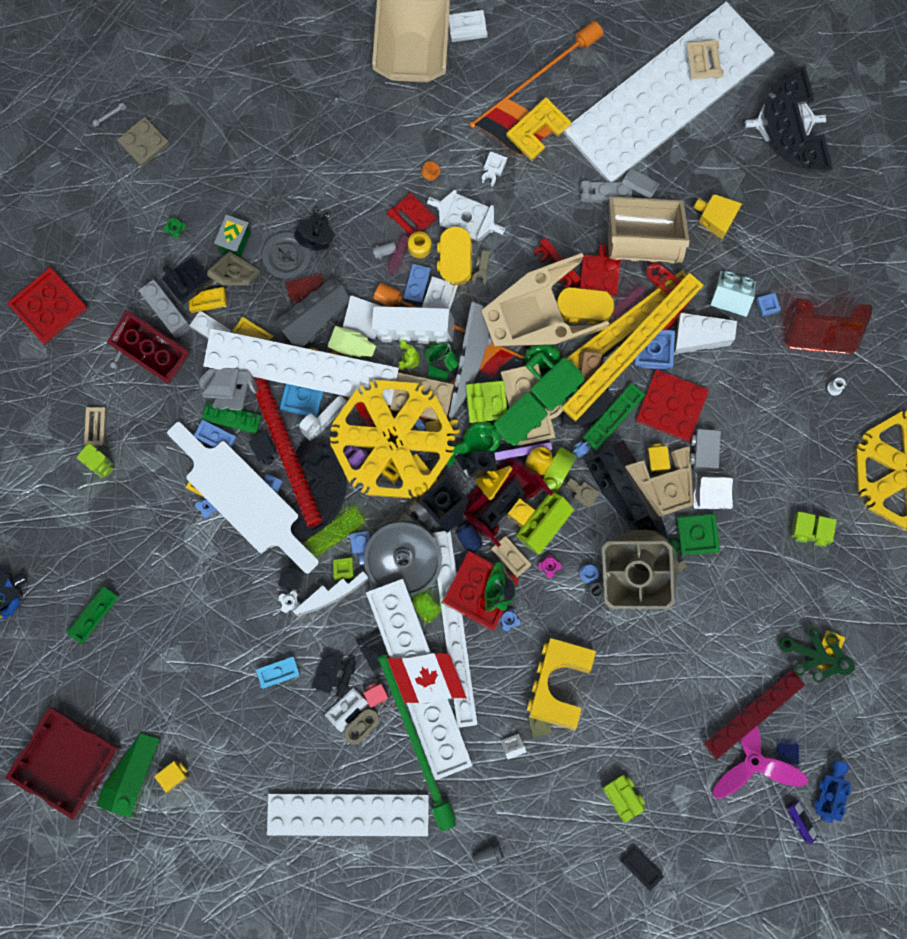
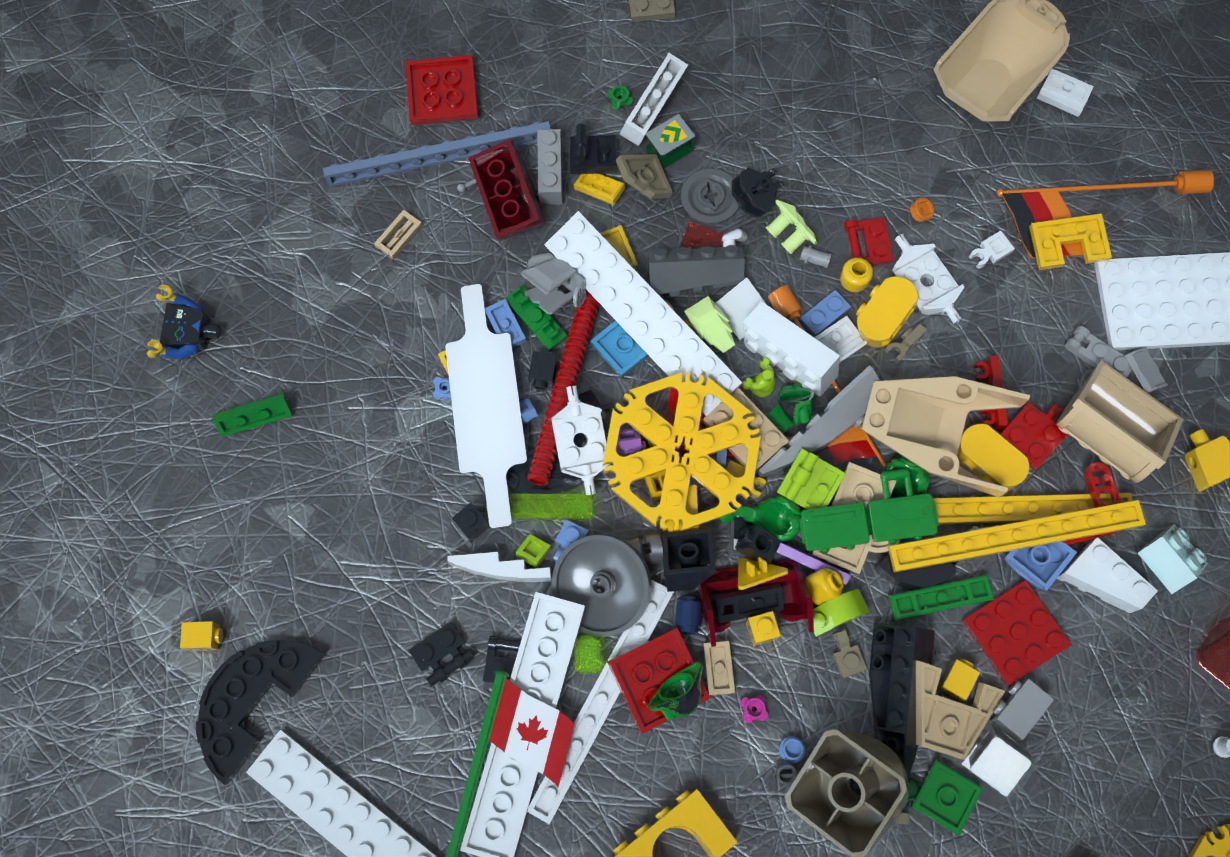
camera: 40 degrees right, 5 degrees down
(63, 763) = (109, 542): dark red tile -> none
(76, 356) = (429, 155): none -> sand blue plate
(96, 461) = (370, 265): lime brick -> none
(126, 784) = (154, 609): green wedge -> none
(200, 214) = (653, 99): none -> white brick
(203, 323) = (580, 203): white plate -> none
(221, 791) = (237, 690): none -> black plate
(278, 672) = (386, 609): medium azure plate -> none
(284, 600) = (450, 537): white plate -> none
(313, 426) = (610, 384): white beam -> none
(320, 277) = (735, 235): none -> white arm
(336, 487) = (574, 419): none -> white plate
(347, 710) = (426, 702): white slope -> none
(348, 234) = (790, 215): none -> yellowish green connector
(361, 726) = (428, 732): dark tan plate -> none
(375, 694) = (467, 708): coral plate -> none
(398, 256) = (825, 272): clear pink tile -> none
(514, 621) = (671, 741): medium blue plate -> none
(545, 523) = (782, 658): lime brick -> none
(581, 449) = (879, 607): medium blue plate -> none
(589, 364) = (953, 521): medium nougat plate -> none
(628, 302) = (1043, 486): clear pink tile -> none
(768, 305) = (1206, 599): medium blue plate -> none

